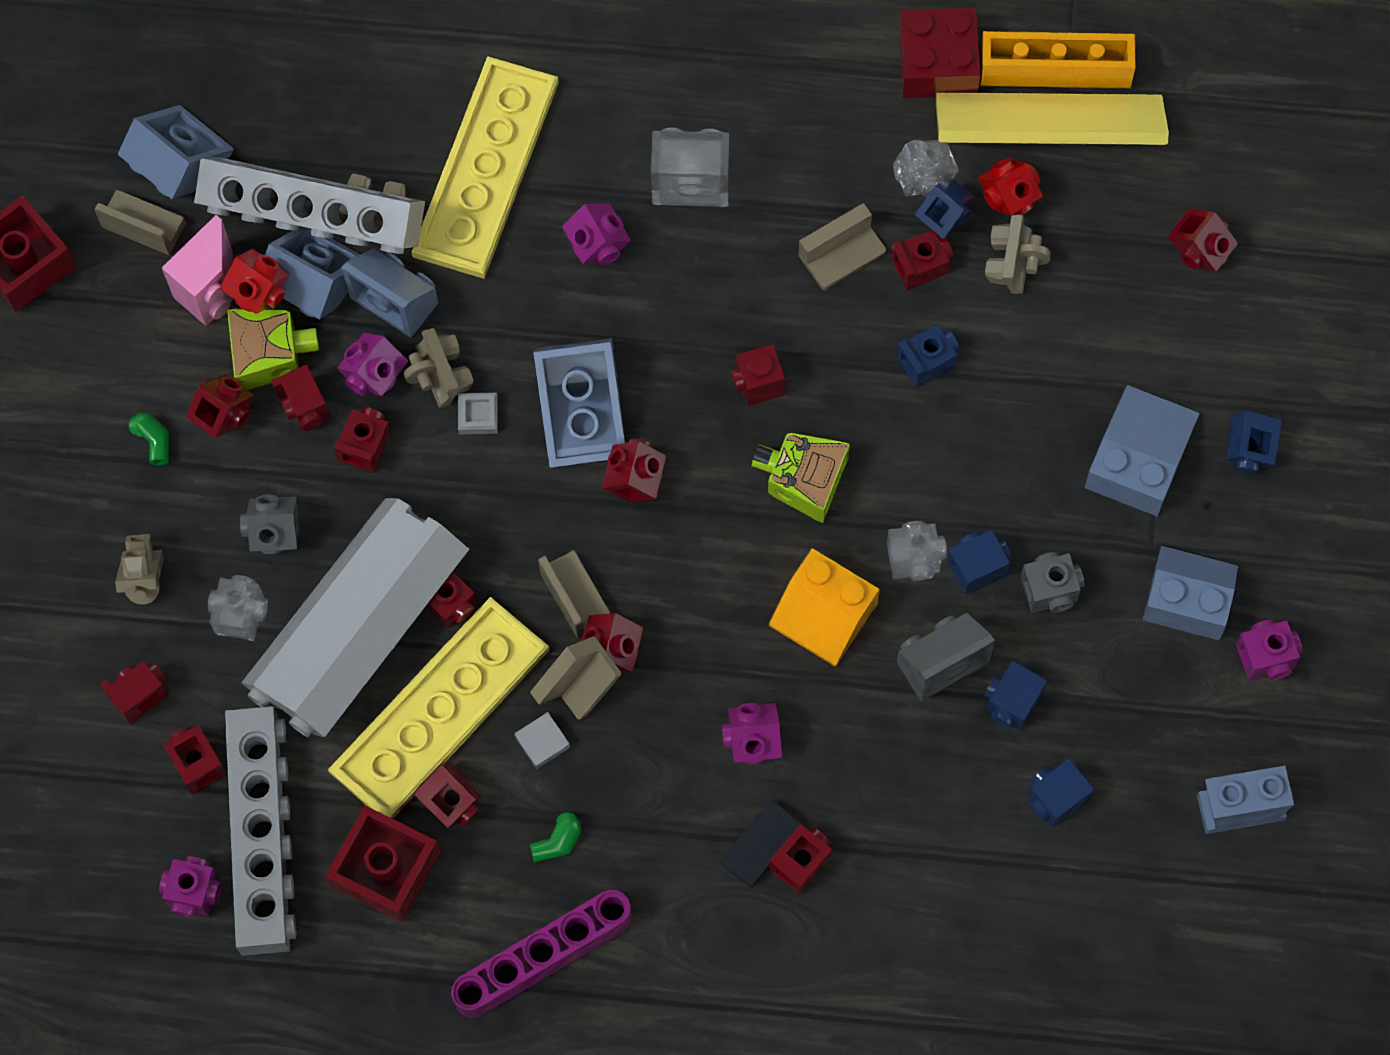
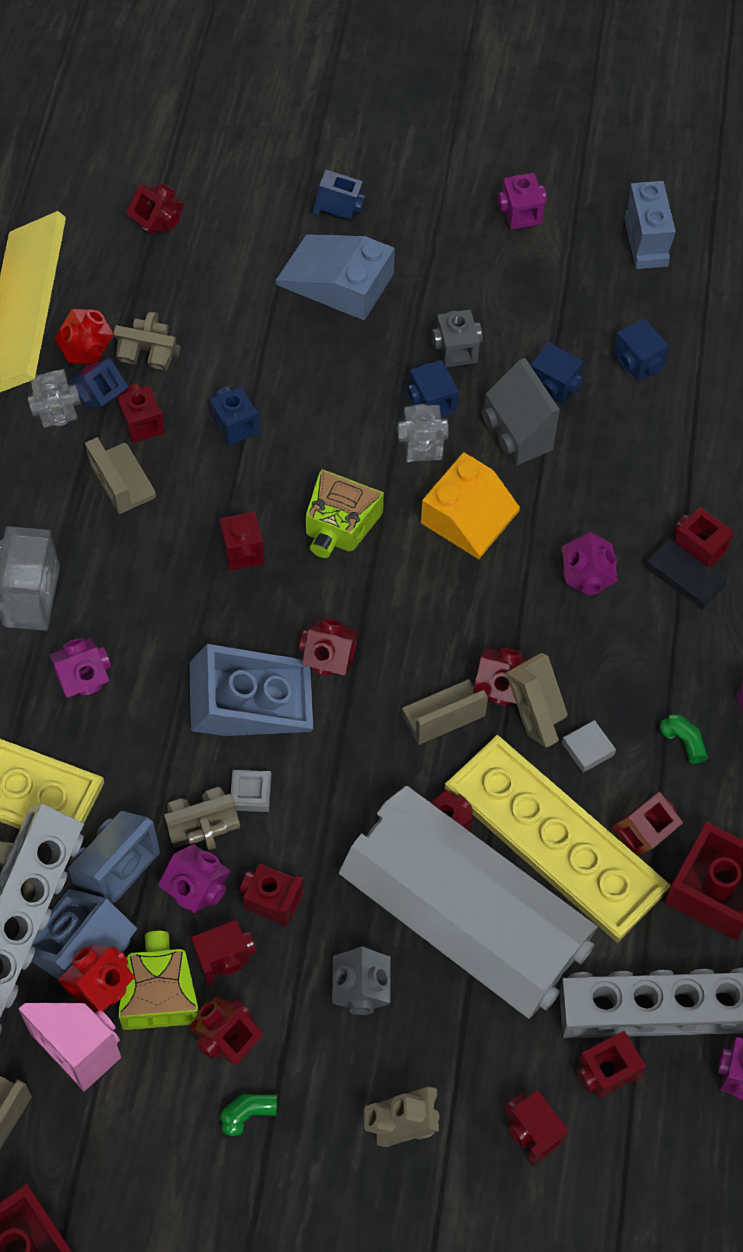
camera: 90 degrees left, 10 degrees down
(237, 607) = (450, 1017): clear brick -> none
(1191, 593) = (467, 249): sand blue slope -> none

